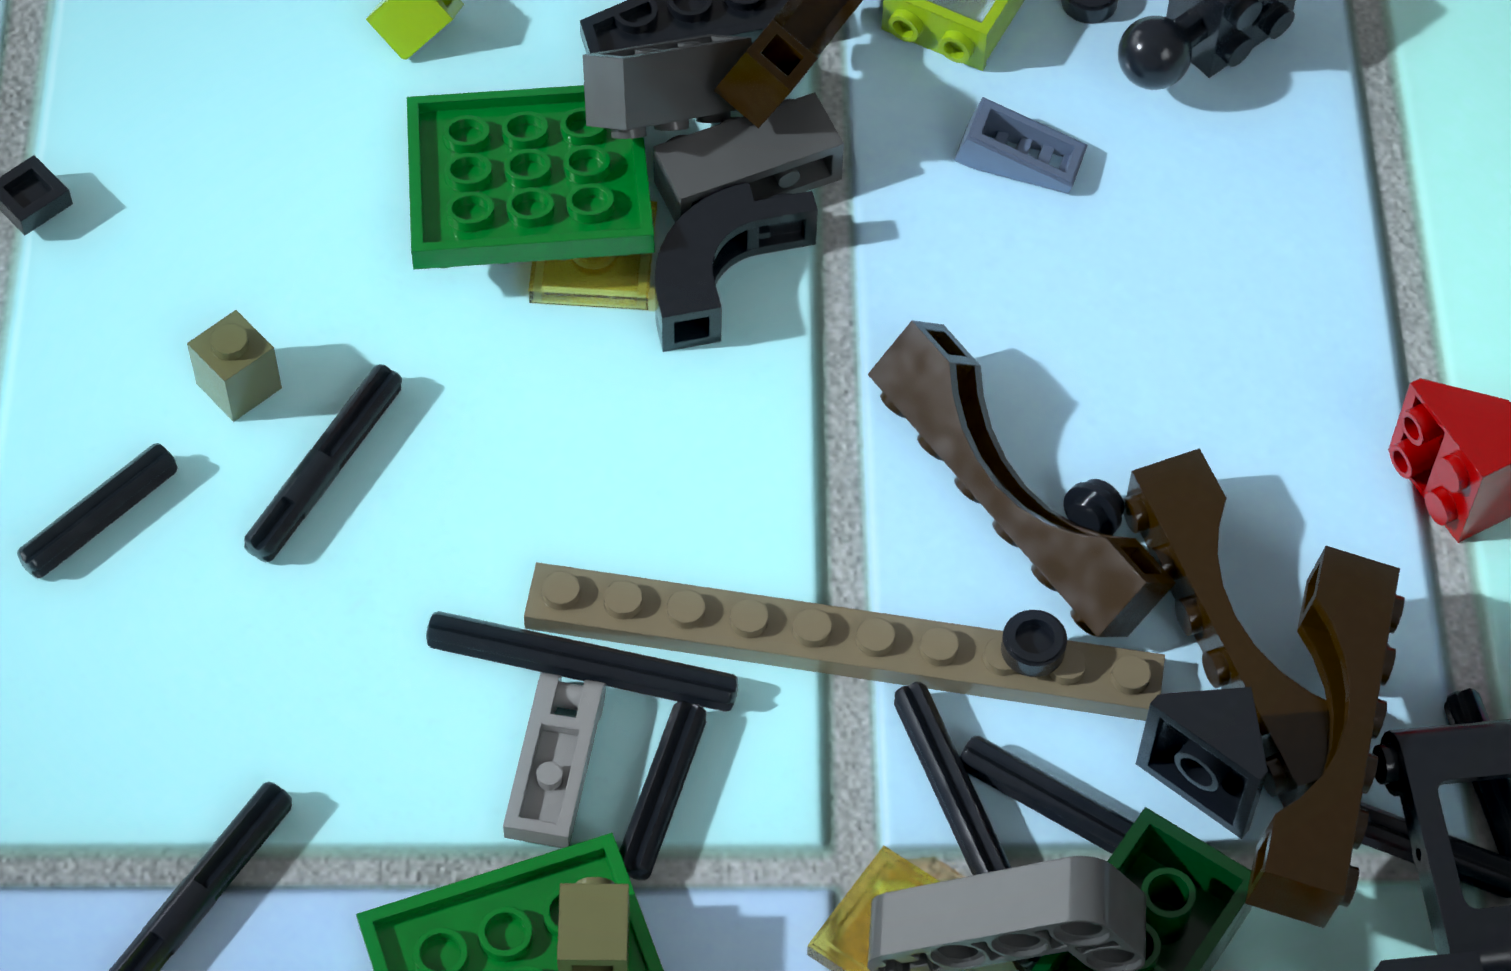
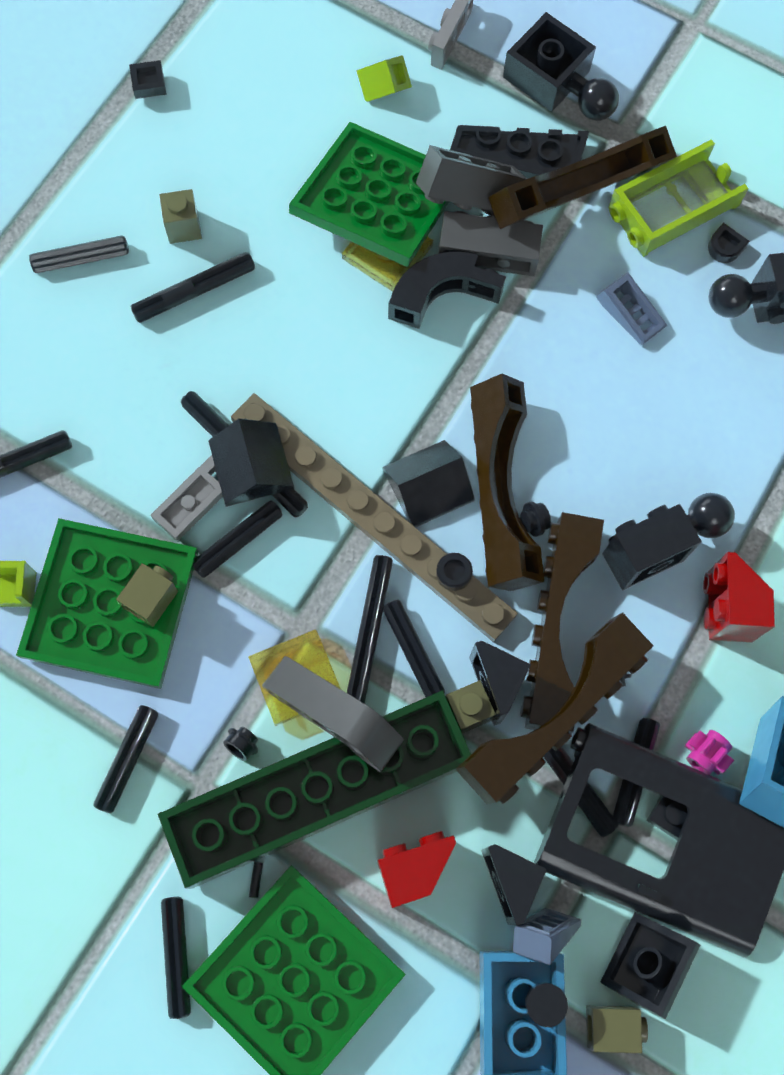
camera: 30 degrees right, 15 degrees up
(608, 659) = (250, 461): none -> black slope
(900, 544) = (430, 483): none -> black slope
(1201, 808) = (470, 706): none -> olive brick
(1301, 430) = (665, 538): none -> black brick

